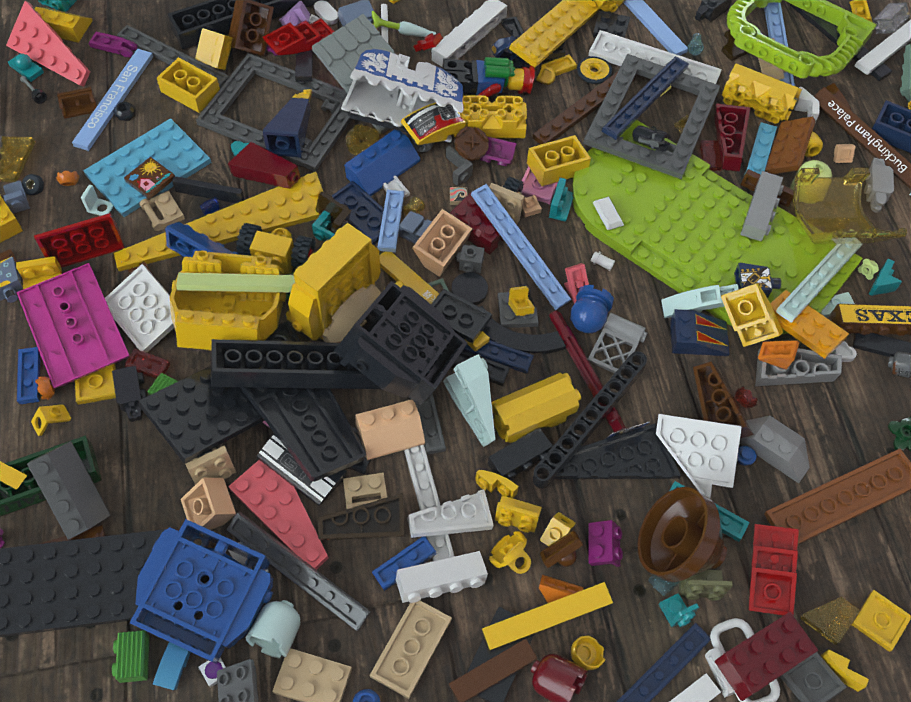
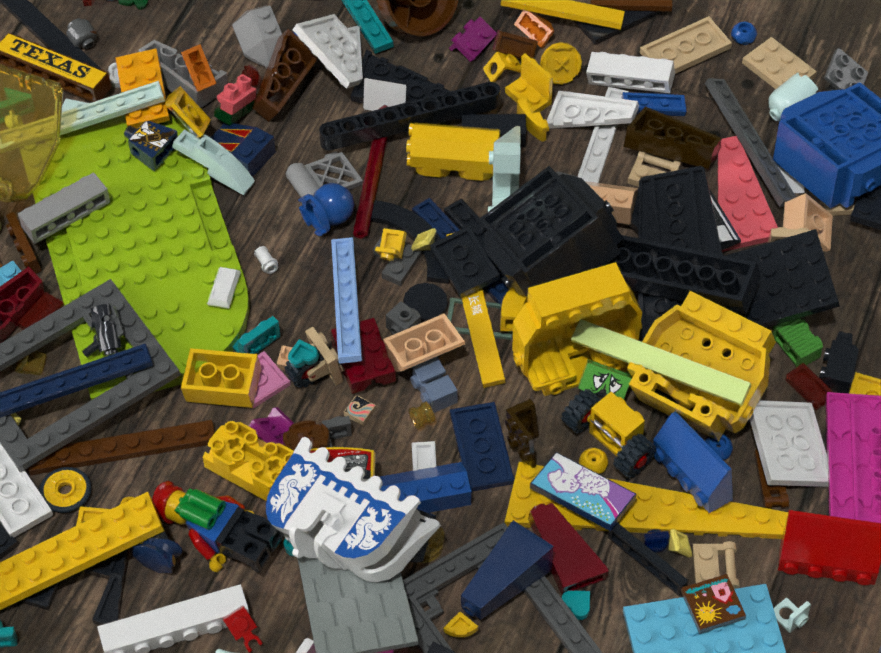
camera: 145 degrees left, 5 degrees down
(191, 210) = (679, 543): none -> light yellow slope
(271, 201) = (583, 491): none -> tile
(322, 226) = (545, 442): teal bracket -> none
(391, 221) = (458, 410): light blue tile -> none
(501, 323) = (424, 240): none -> light yellow slope
(512, 180) = (302, 354): none -> teal tile
(576, 278) = (314, 249): coral slope -> none
(733, 362) = (235, 100): none -> coral hips

